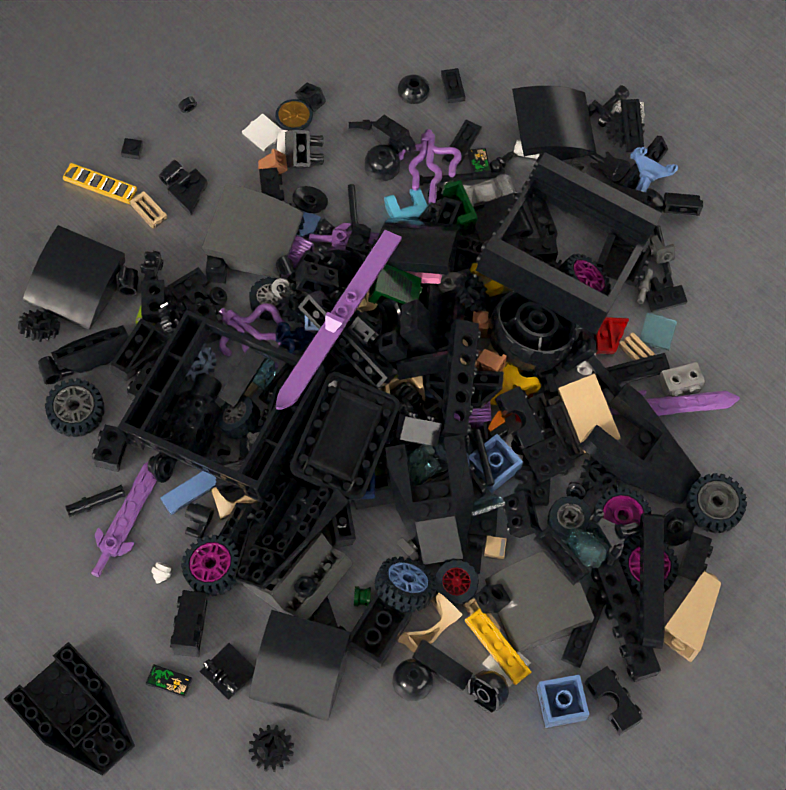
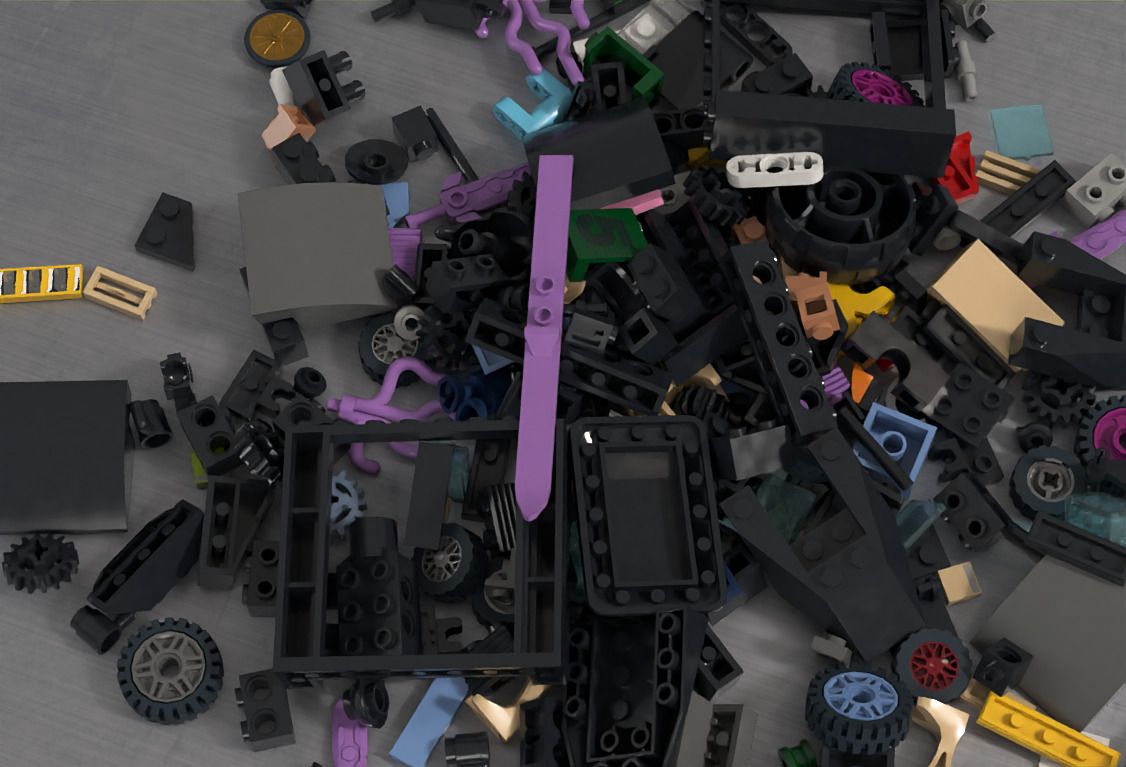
camera: 20 degrees left, 0 degrees up
(132, 148) = (40, 205): black plate -> none
(174, 173) = (131, 213): black piece -> none
(187, 104) = (96, 94): black tile -> none
(262, 132) = (240, 87): white piece -> none
(324, 227) = (423, 196): black plate -> none
(337, 194) = (415, 134): none -> black brick
(359, 238) = (489, 189): black bracket -> none
(382, 163) = (458, 54): black cylinder -> none
(486, 376) = (817, 317): none -> nougat brick
(522, 298) = (786, 177): none -> white beam
(665, 295) = (1002, 70): black plate -> none

